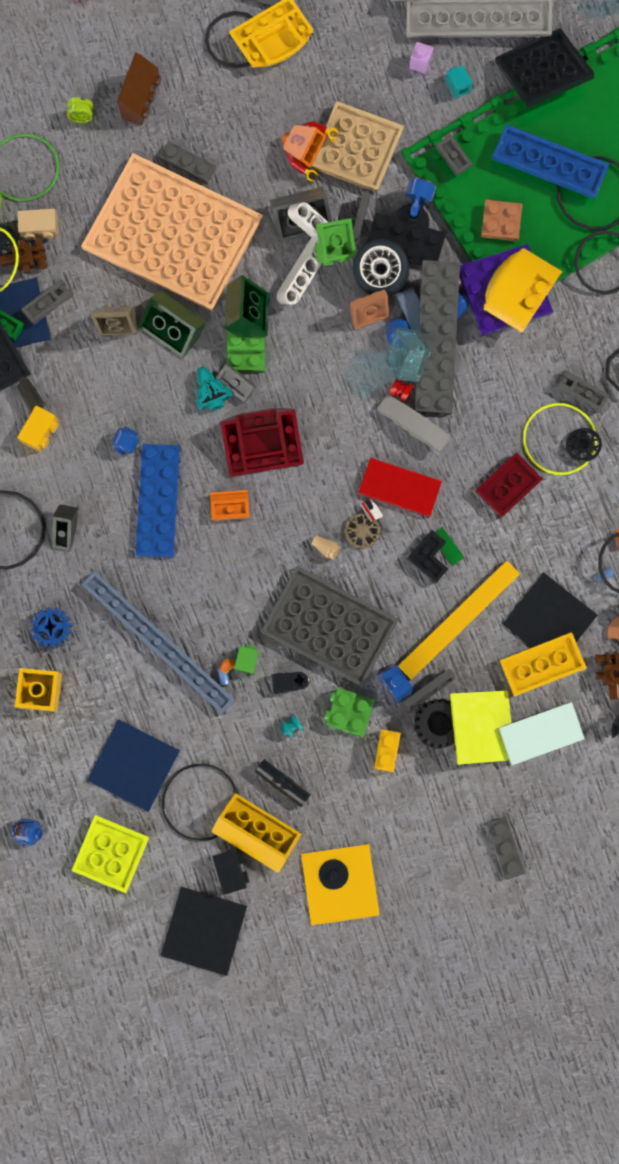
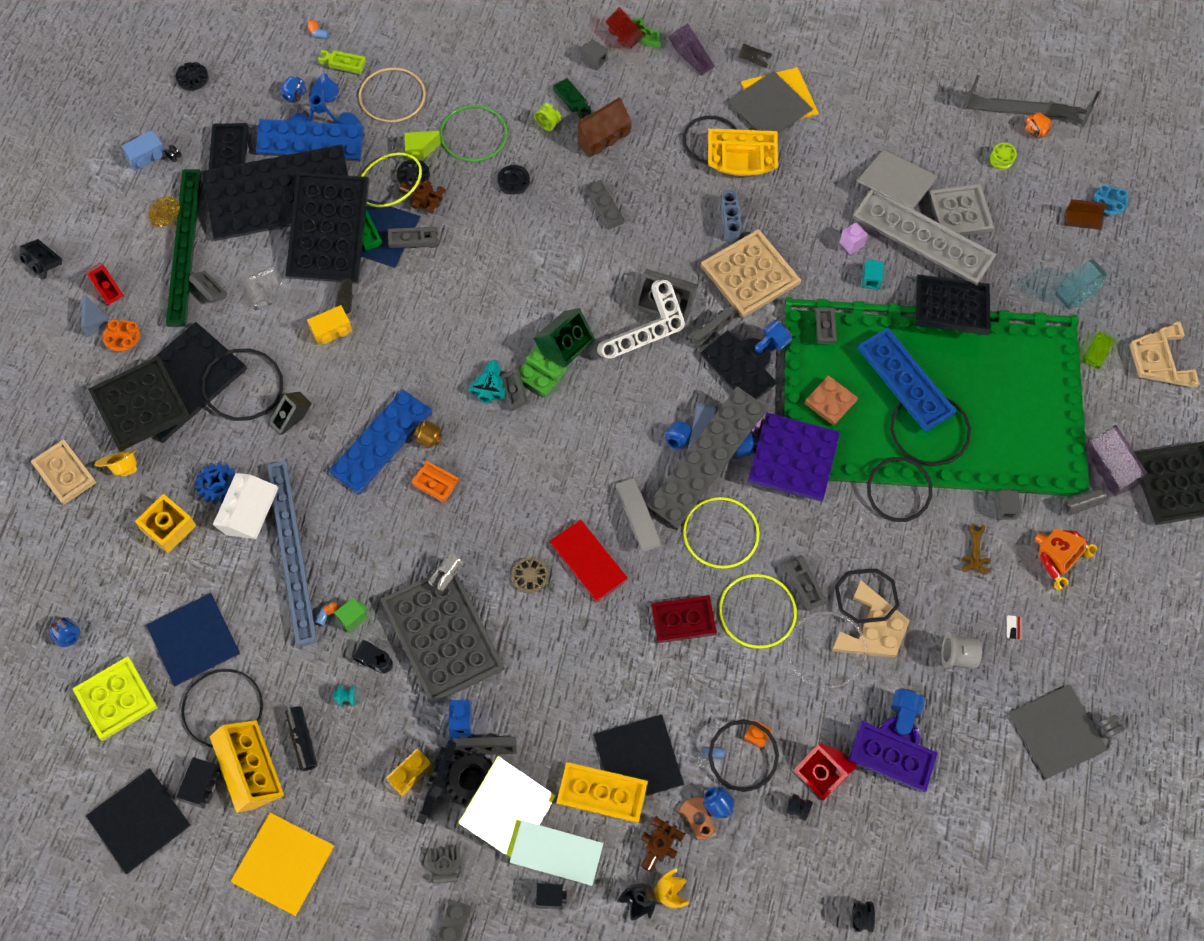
camera: 30 degrees right, 15 degrees down
(38, 224) = (451, 177): tan brick -> none
(75, 20) = (594, 54): none -> dark grey brick
(85, 76) = (572, 97): none -> dark green plate
(92, 190) = (513, 179): none -> black wheel
(93, 631) = (245, 506): none -> white slope
(115, 320) = (453, 282): dark tan slope -> none
(125, 440) = (390, 377): blue head -> none
(171, 323) = (497, 313): dark green slope -> none
(172, 232) = (552, 247): light nougat plate -> none
(194, 469) = (428, 434): none -> pearl gold head
(261, 441) = (498, 447): dark red slope -> none
(298, 571) = (446, 572): none -> light grey hinge
(302, 95) = (730, 215): none -> sand blue beam
(304, 144) = (706, 244): orange torso -> none
(327, 547) = (489, 568): tan cone -> none
(333, 874) = (283, 850): black piece -> none
(335, 242) = (674, 329): bright green plate -> none
(349, 712) = (403, 718): bright green plate -> none
(369, 309) = (666, 400): nougat plate -> none
(371, 510) = (550, 562): sticker -> none
(381, 253) = (694, 361): wheel -> none
(401, 390) = (647, 481): red wheel -> none
(407, 355) = (670, 454): clear light blue piece -> none
(416, 741) = (436, 779): none -> black wing
(424, 558) = (566, 630): black plate -> none
(450, 550) = (593, 636): green sticker -> none
(458, 620) = (556, 704): yellow tile -> none
(463, 802) = (444, 867): none -> dark grey piece
(519, 288) = (806, 461): yellow slope -> none
(522, 391) = (719, 566): none -> neon yellow piece
(560, 768) = (550, 896): none -> black brick
(583, 444) = (774, 628): black wheel -> none

